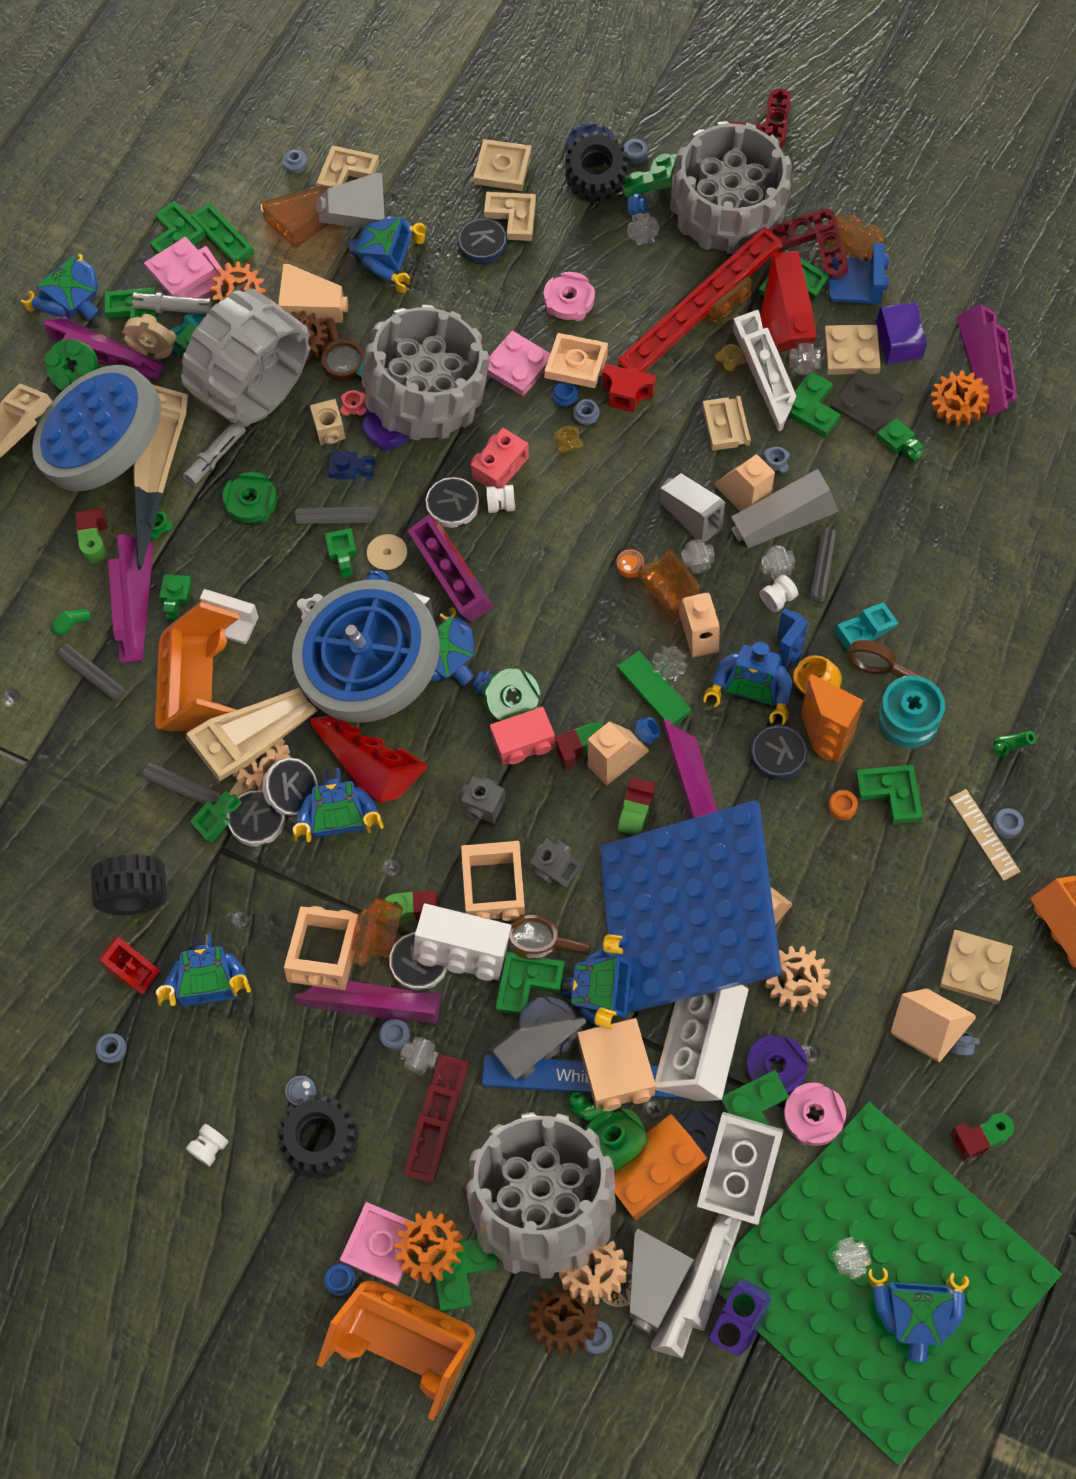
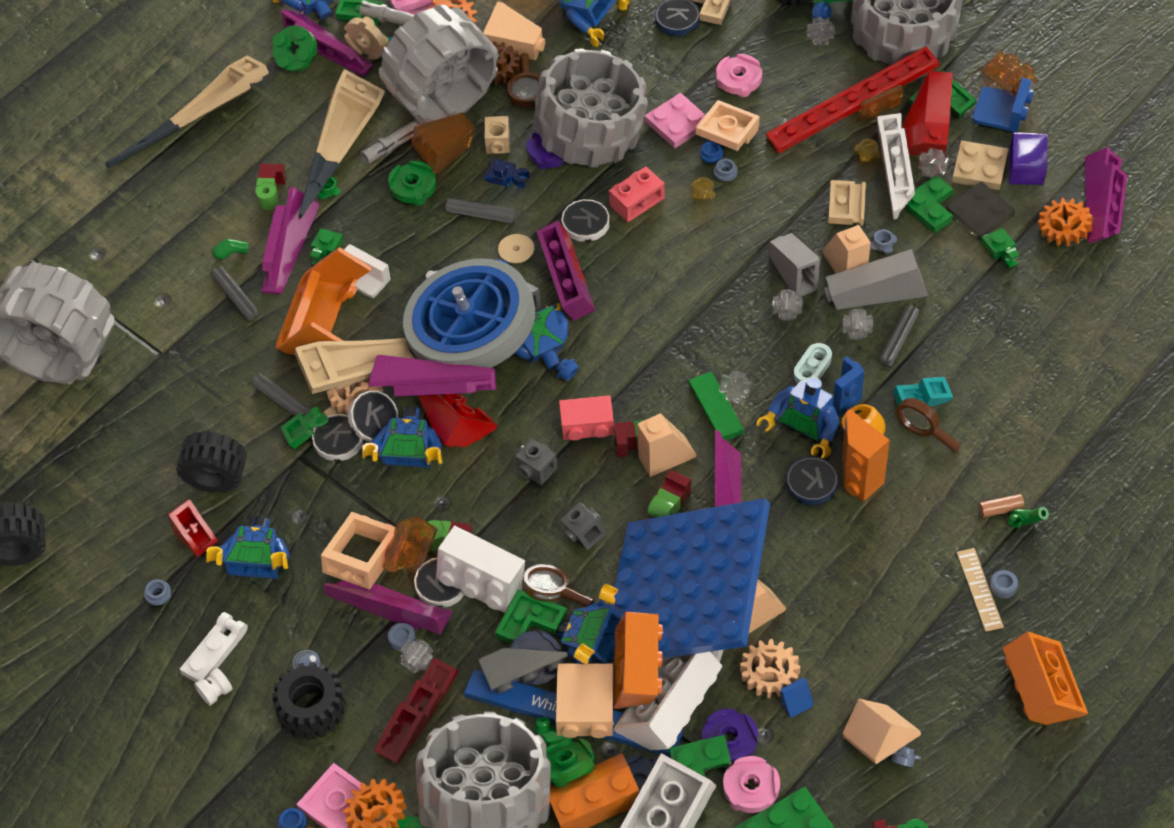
camera: 15 degrees right, 10 degrees down
(96, 428) = (298, 99): wheel -> none
(193, 1099) = (214, 648): none -> white plate
(270, 442) = (443, 140): none -> clear orange slope
(341, 548) = (477, 236): green plate -> none
(343, 733) = (429, 377): none -> magenta wedge
(353, 397) = (523, 124): coral plate -> none
(493, 854) = (527, 508): light nougat window -> none
(500, 498) = (627, 224): white wheel -> none
(512, 680) = (593, 371): plate -> none
(627, 387) = (767, 156): red brick -> none
(629, 563) = (726, 300): orange tile -> none
(647, 730) = (699, 437): blue plate -> none
(663, 1011) = (637, 660): none -> orange slope
(669, 580) = (756, 321): clear orange bracket -> none
(698, 618) = (771, 351): light nougat torso -> none
(741, 621) = (810, 366): none -> light aqua plate
(779, 593) = (853, 348): white wheel -> none
(822, 234) = (978, 64): dark red beam -> none
(833, 1005) = (796, 697): none -> blue slope
(843, 805) = (856, 536): orange tile -> none
(897, 785) = (909, 528): green plate -> none
(911, 711) = (940, 470): teal wheel -> none
(976, 966) = (937, 696): tan plate -> none
(981, 736) = (1001, 505): none -> nougat axle

